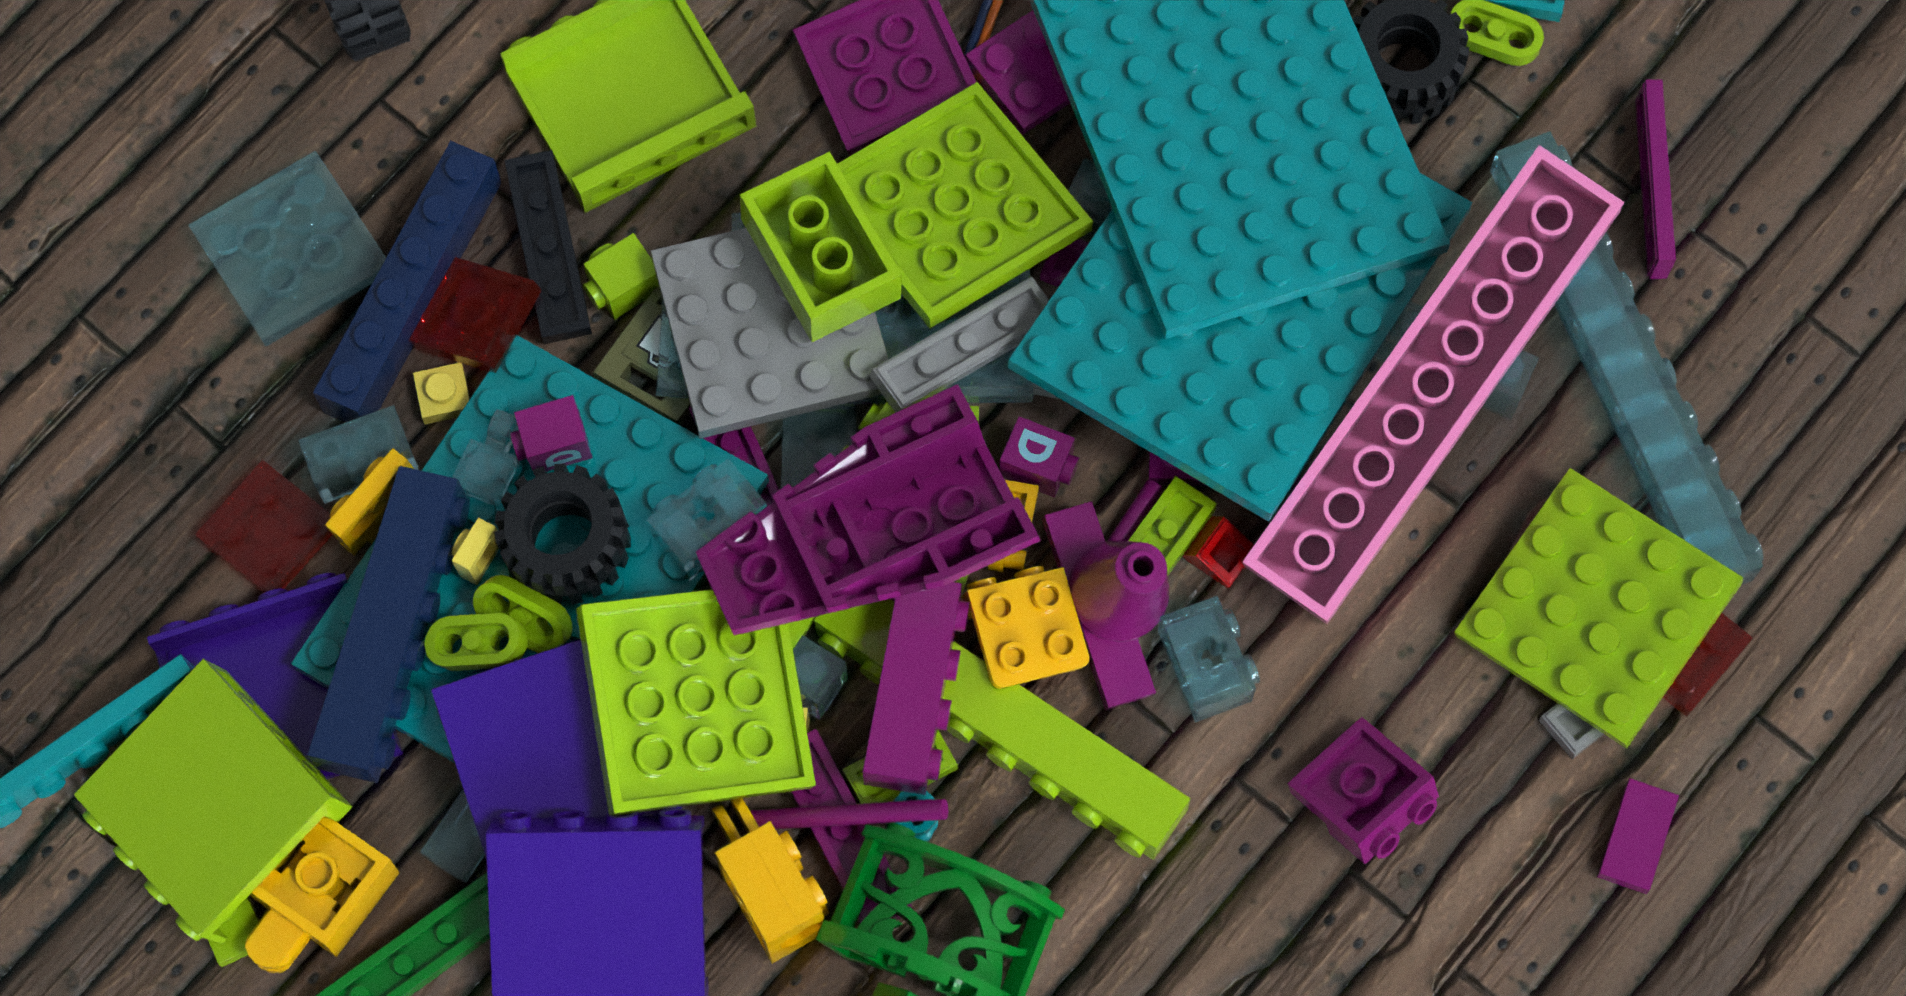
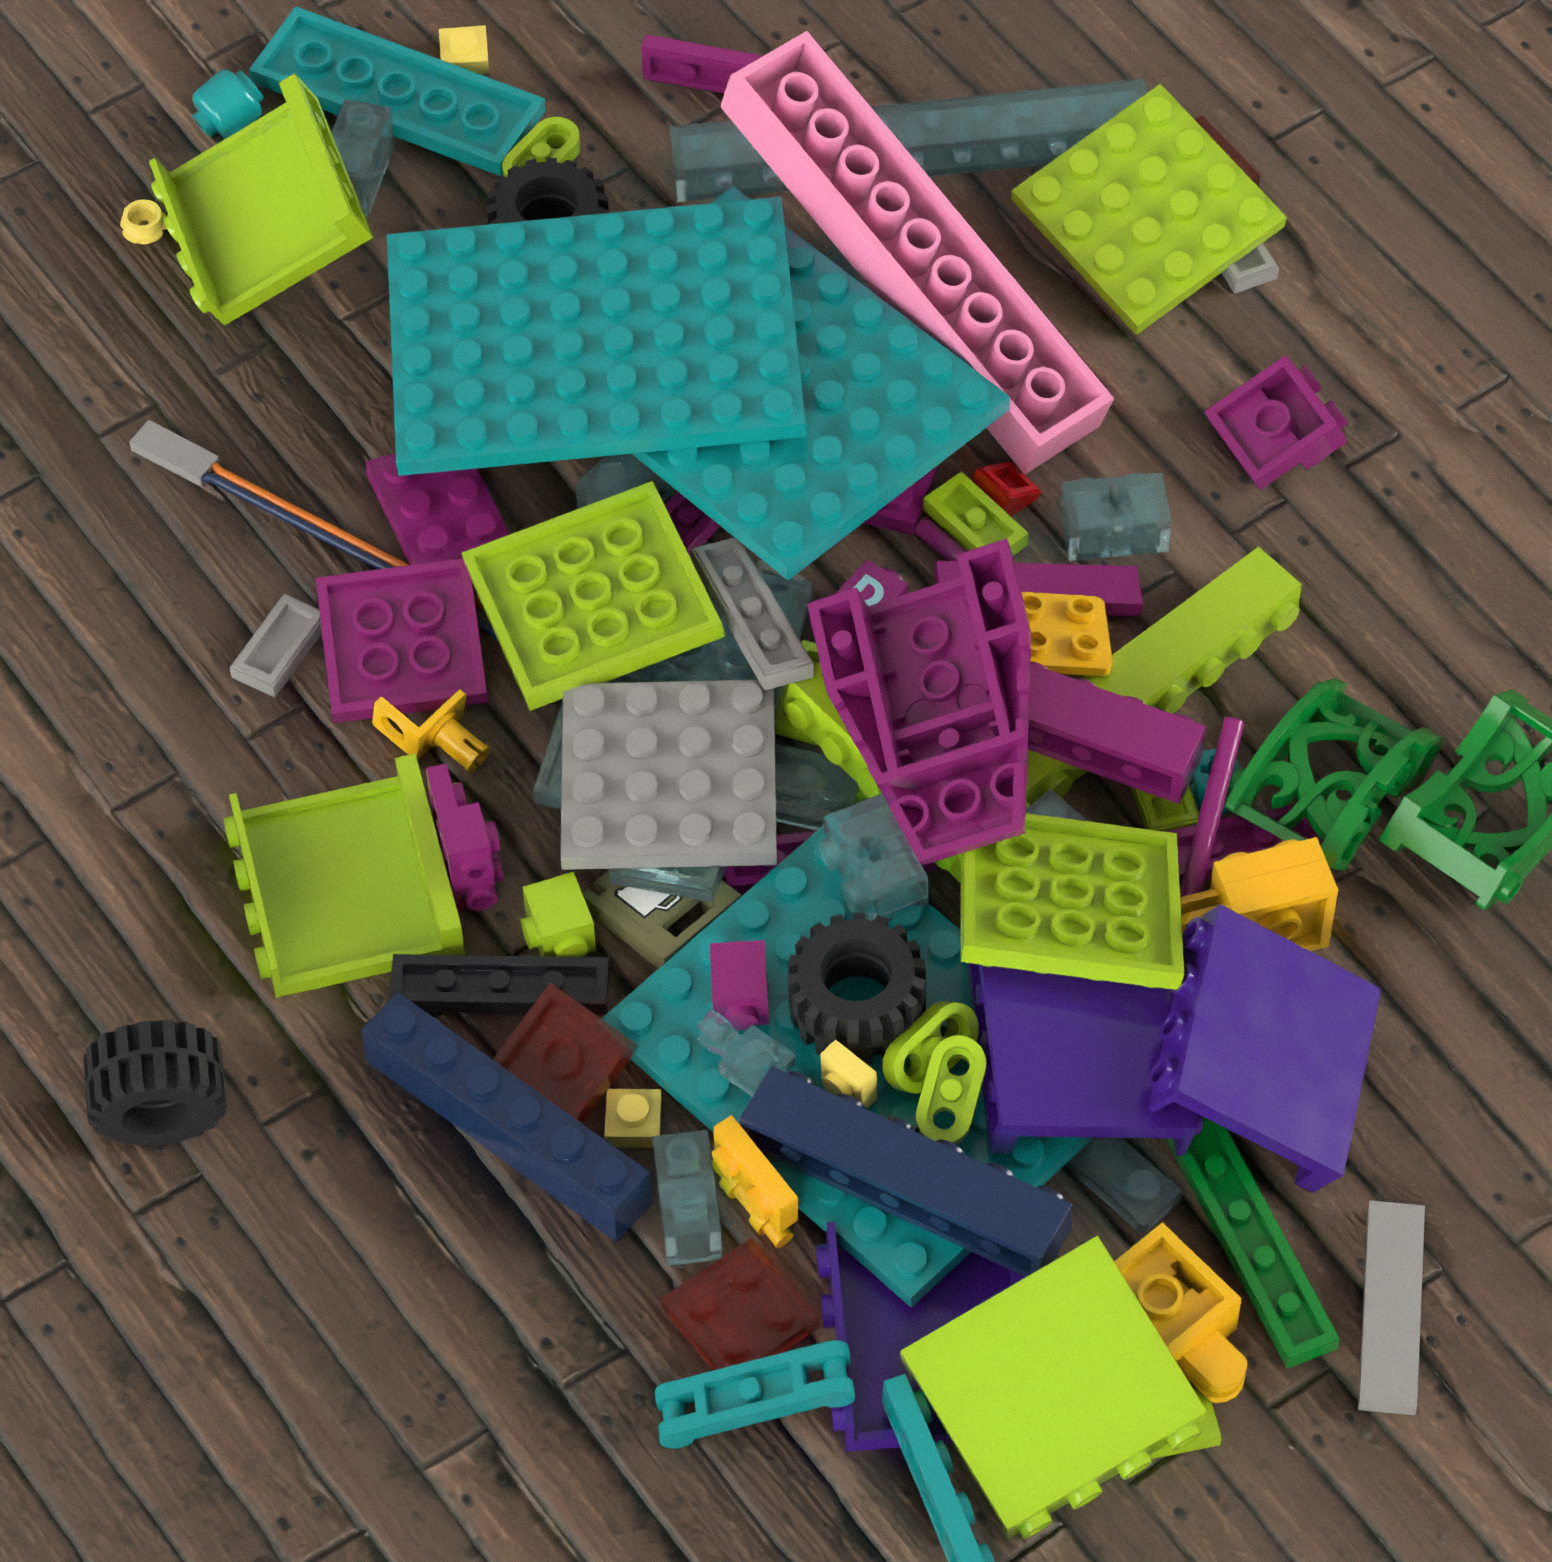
camera: 75 degrees left, 15 degrees down
(170, 556) = (754, 1392): none -> teal plate
(289, 248) = (419, 1229): clear light blue plate -> none
(661, 166) = (465, 842): none -> magenta plate
(800, 125) = (439, 730): none -> yellow bracket
(820, 246) = (624, 684): lime brick -> none
(1120, 589) = (1044, 531): magenta cone -> none
(1638, 836) = (1365, 243): magenta tile -> none

